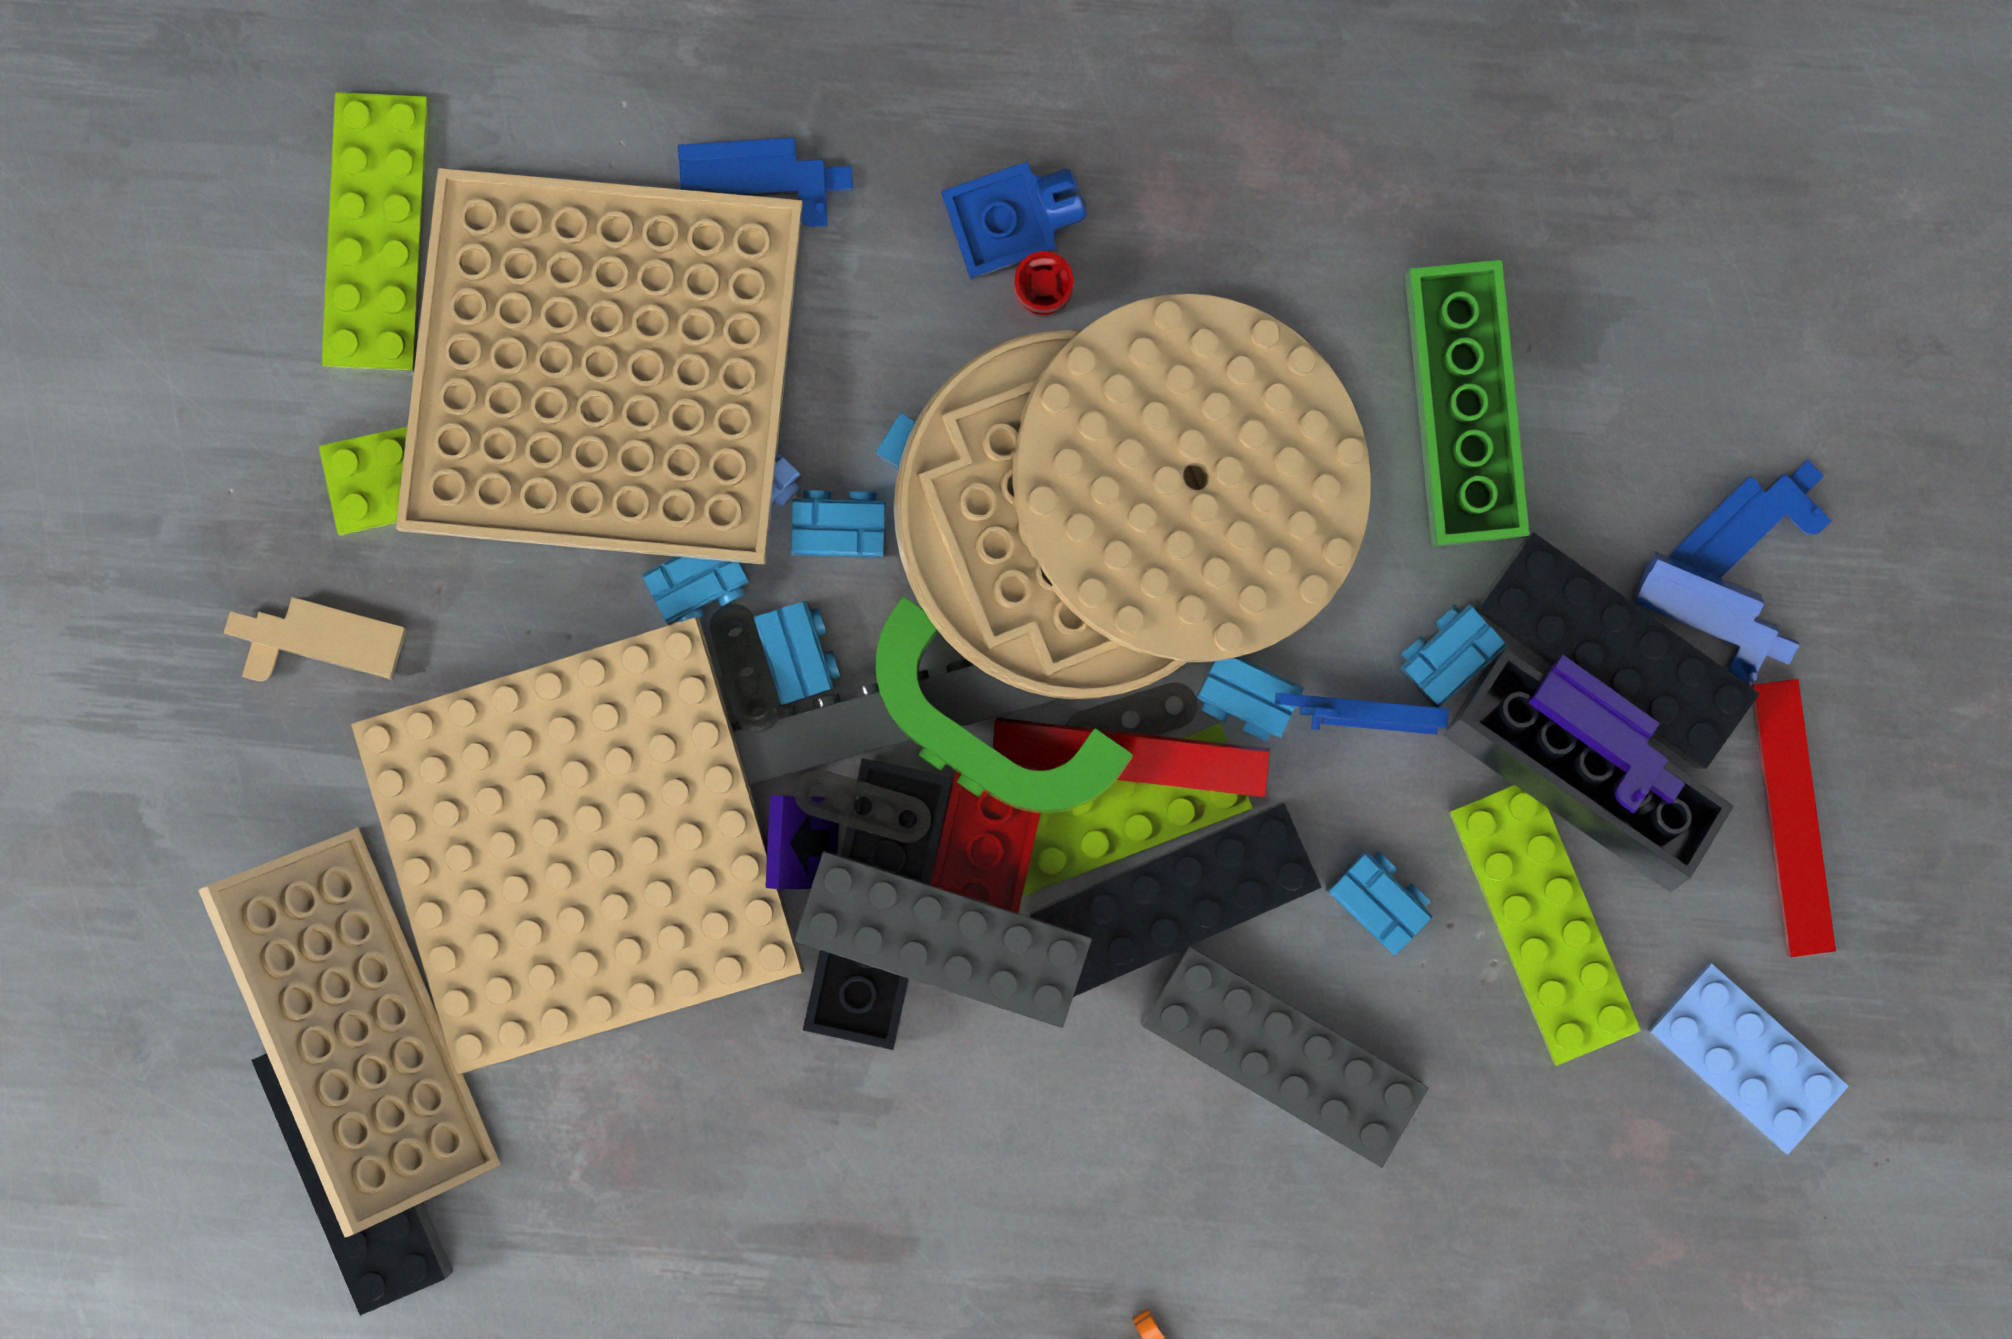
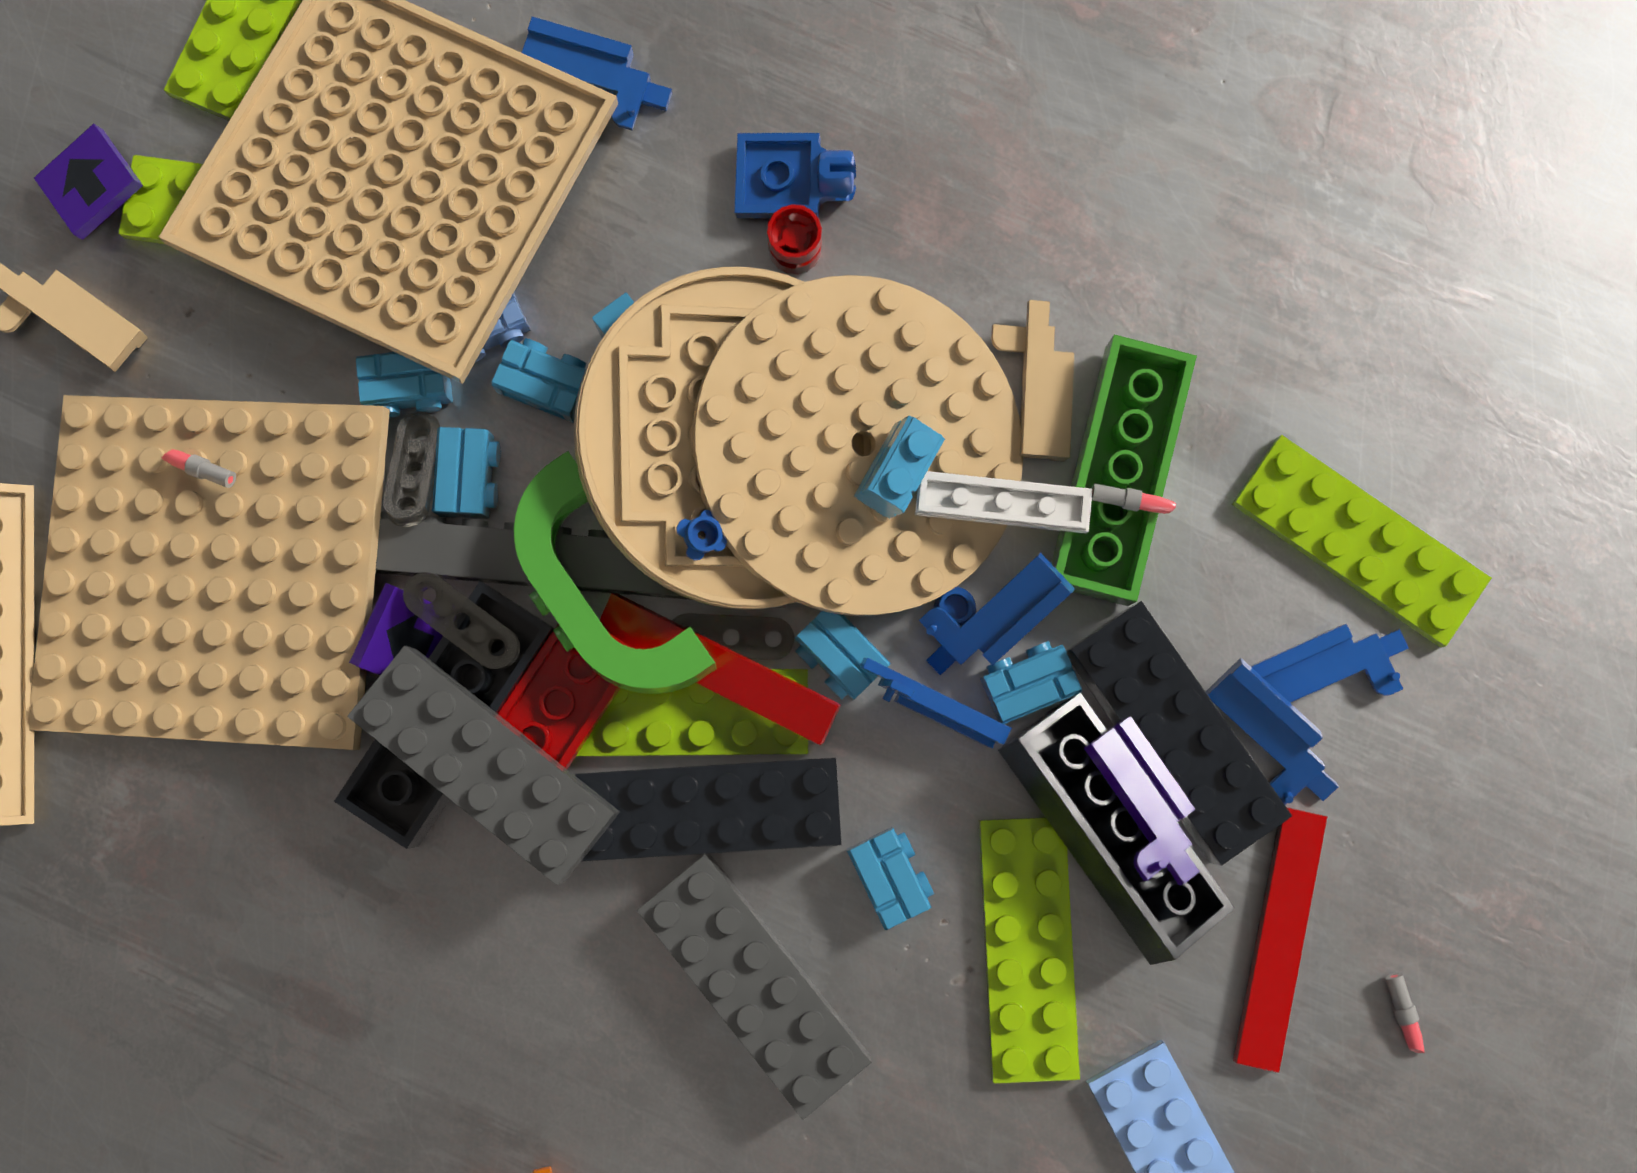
camera: 15 degrees right, 5 degrees down
(285, 492) = (88, 181): none -> dark purple tile
(533, 748) = (200, 467): none -> light grey piece
(1085, 633) = (713, 538): none -> blue plate
(1243, 490) = (899, 467): none -> dark azure brick
(1348, 606) = (958, 604): none -> blue plate
(1356, 339) = (1045, 384): none -> tan piece
(1359, 484) = (1004, 502): none -> white tile
(1399, 604) = (1001, 620): none -> blue piece
(1488, 434) = (1132, 499): none -> light grey piece
(1738, 382) = (1361, 541): none -> lime plate
(1943, 845) = (1405, 1012): none -> light grey piece

